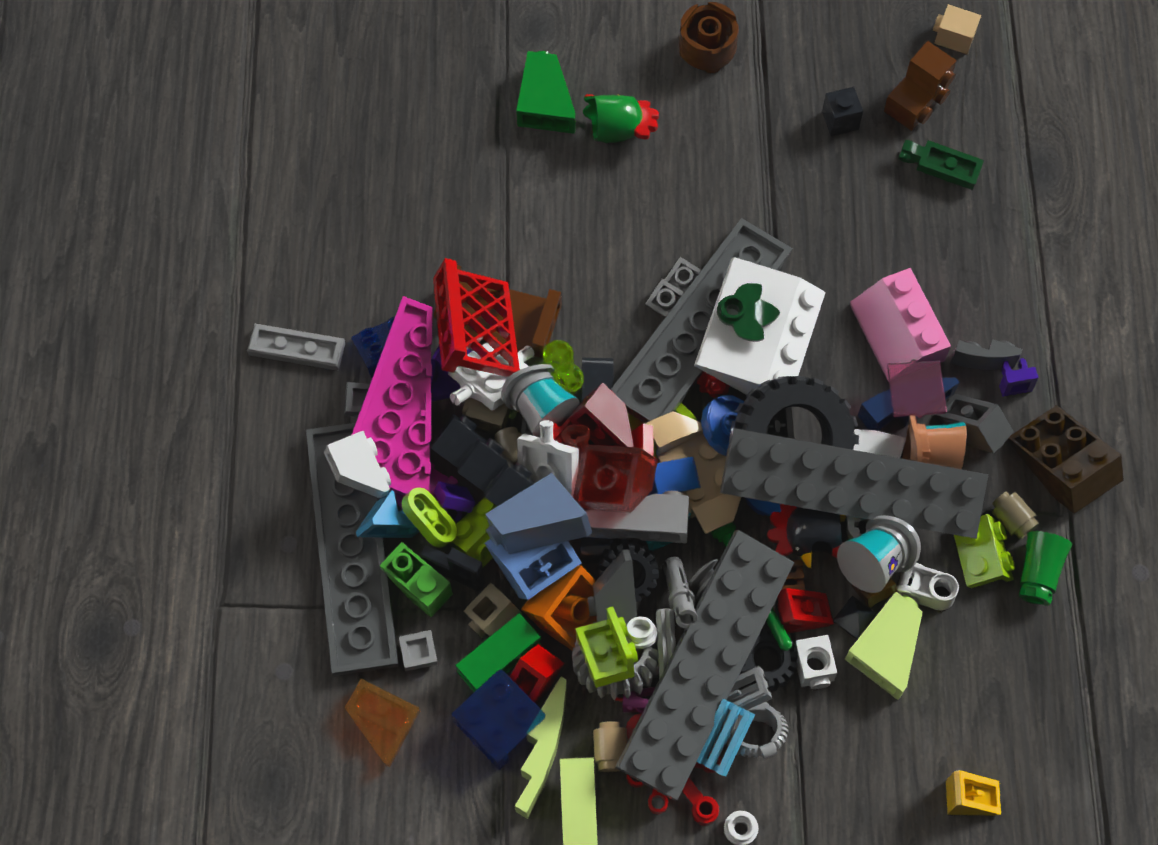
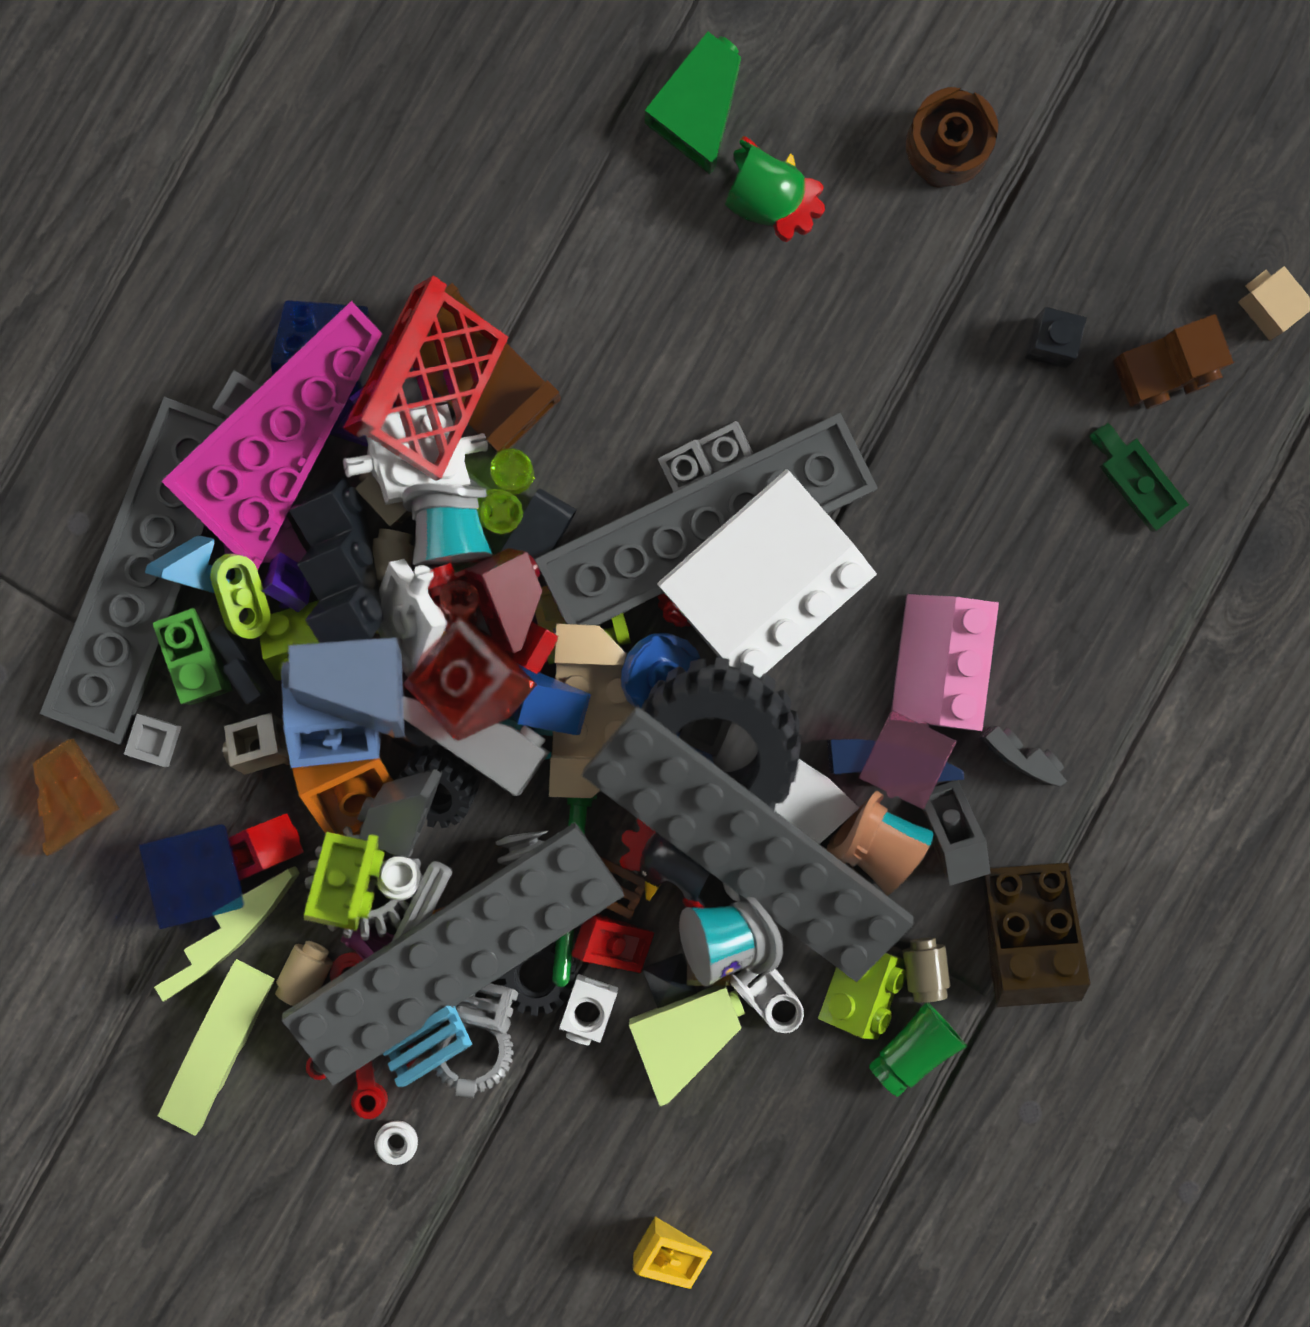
camera: 25 degrees right, 20 degrees up
(296, 347) = (213, 277): light grey tile -> none
(356, 465) = (177, 493): white slope -> none
(498, 652) = (237, 798): green piece -> none
(681, 598) = (470, 863): light grey pin -> none
(752, 312) = (763, 561): dark green plate -> none
(1019, 380) = (1040, 810): dark purple tile -> none

